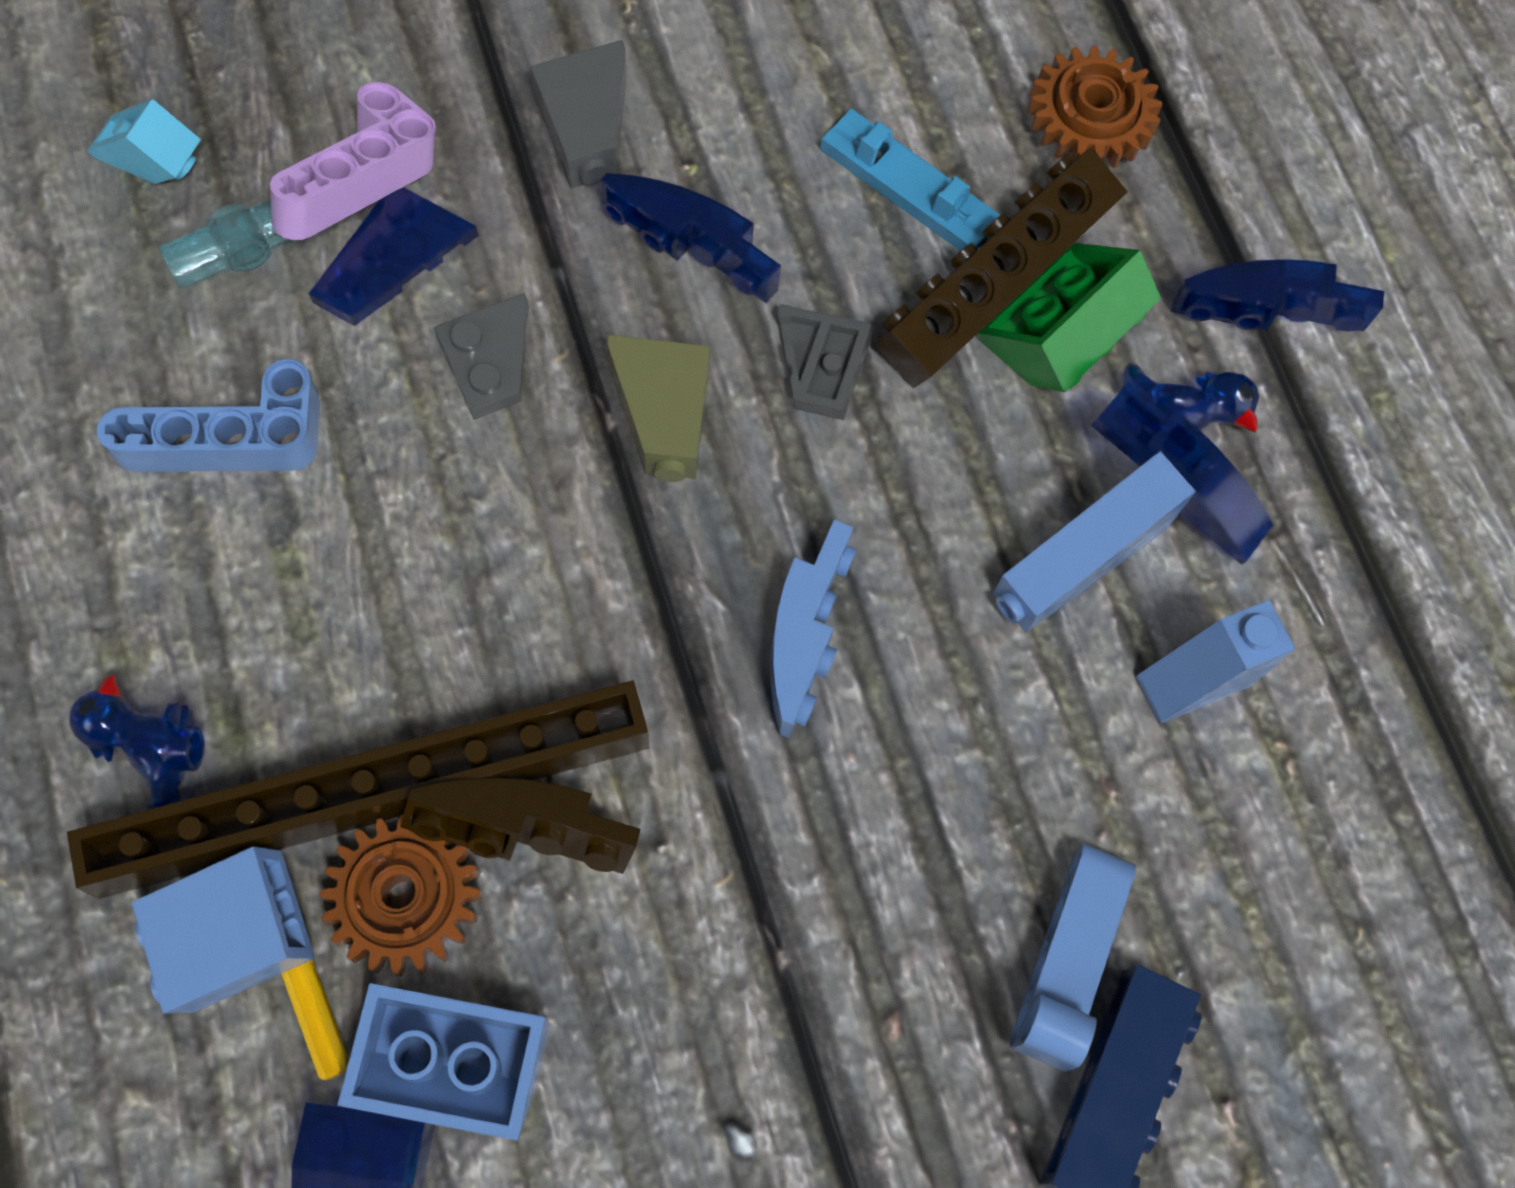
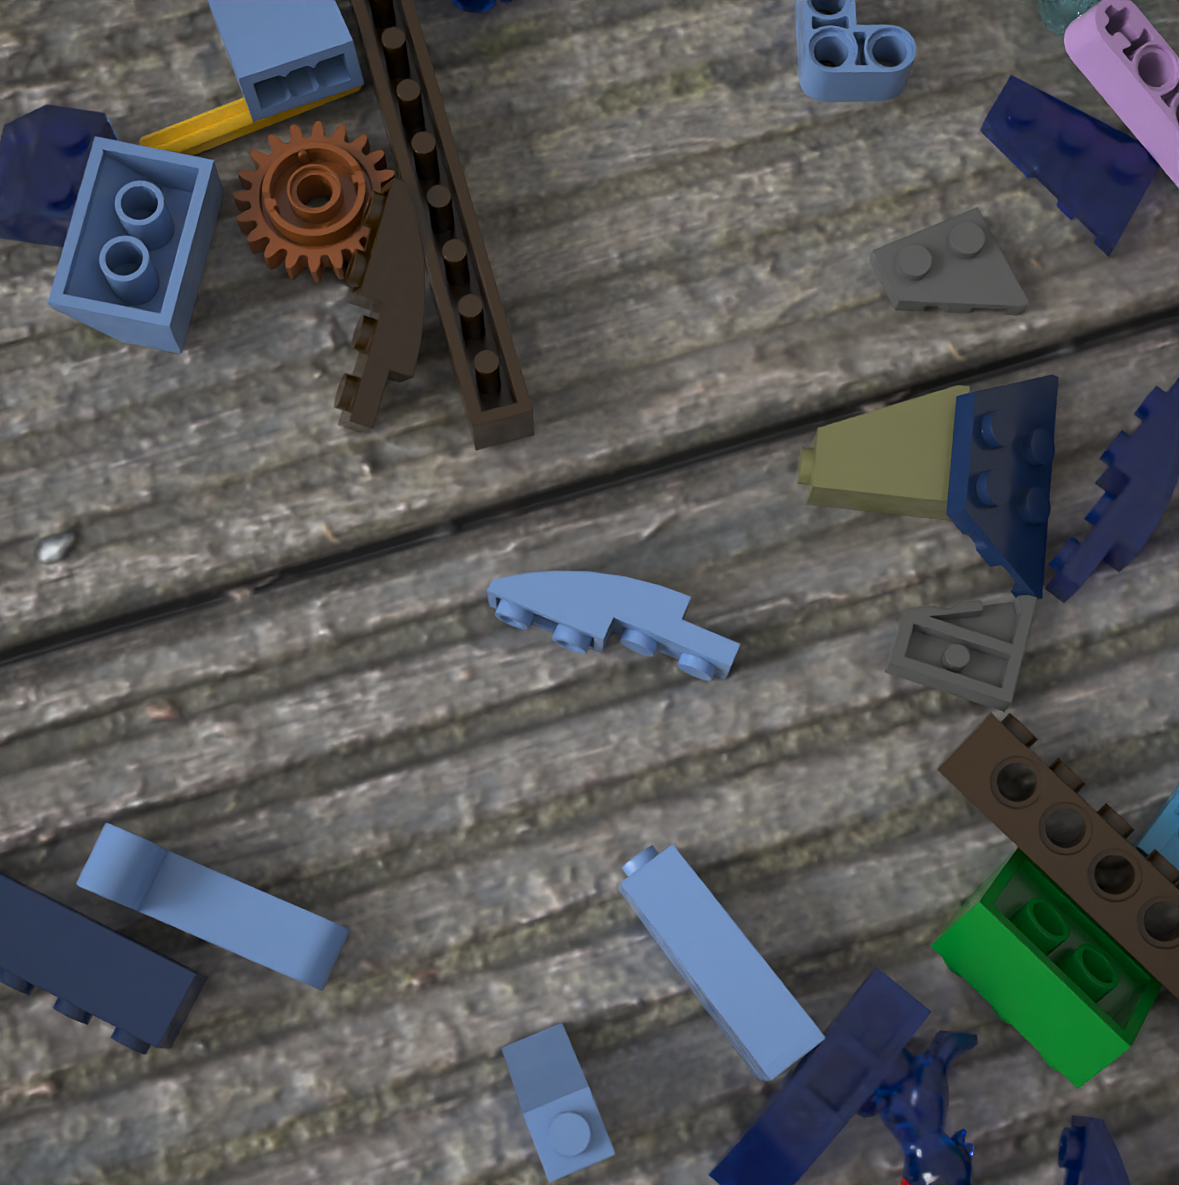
camera: 95 degrees right, 5 degrees up
(680, 318) = (1004, 476): none -> dark blue wing

